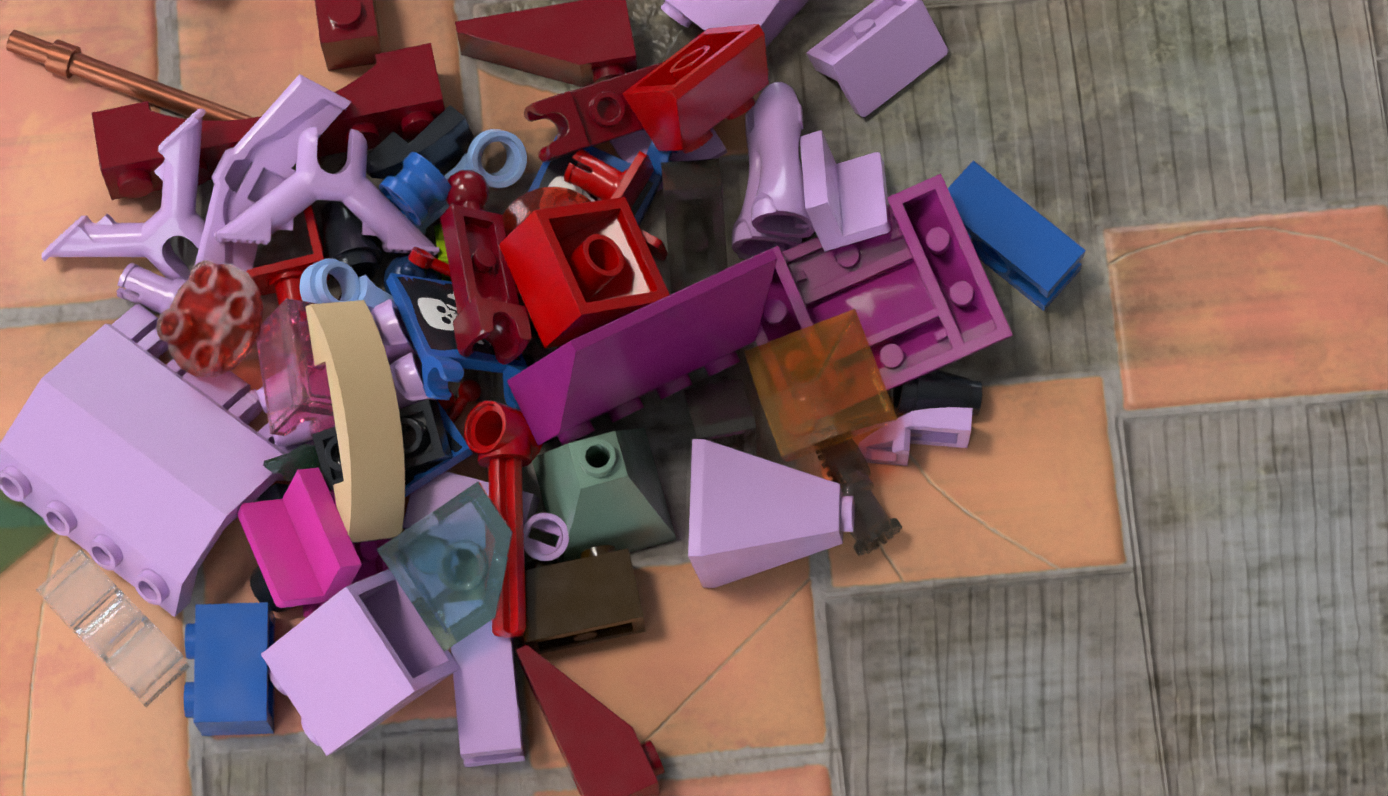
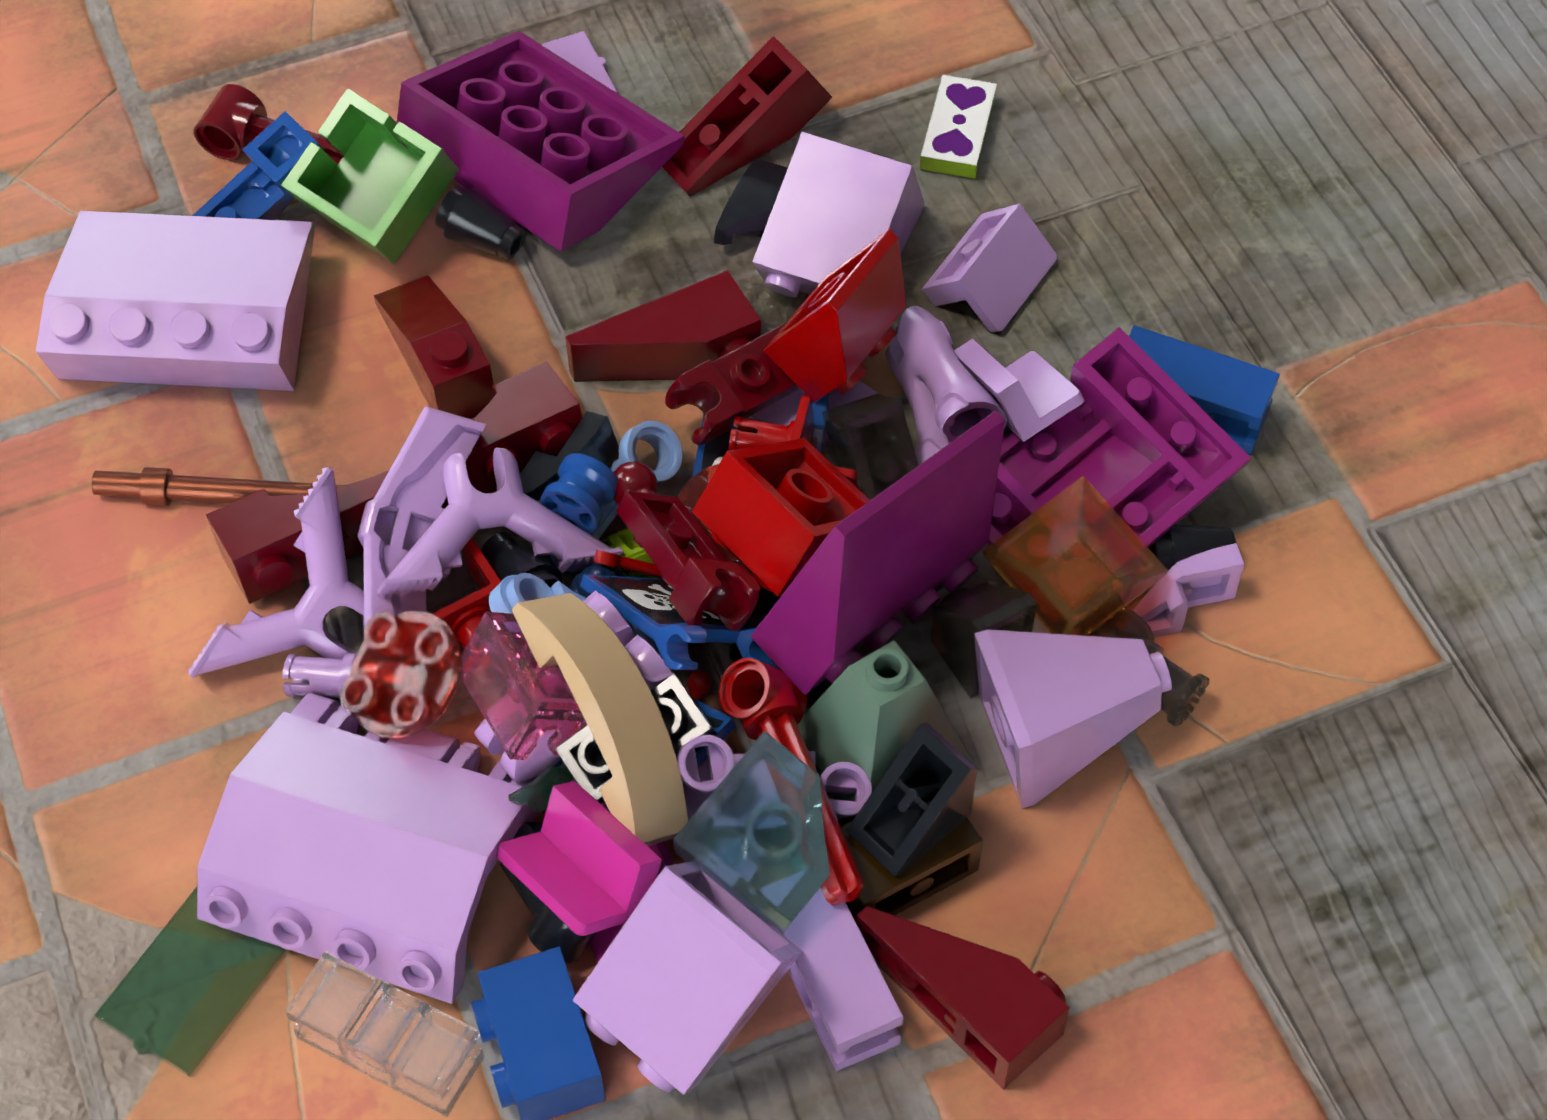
camera: 20 degrees left, 15 degrees down
(416, 483) = (719, 760): none -> lavender hinge
(589, 574) = (916, 801): none -> black slope

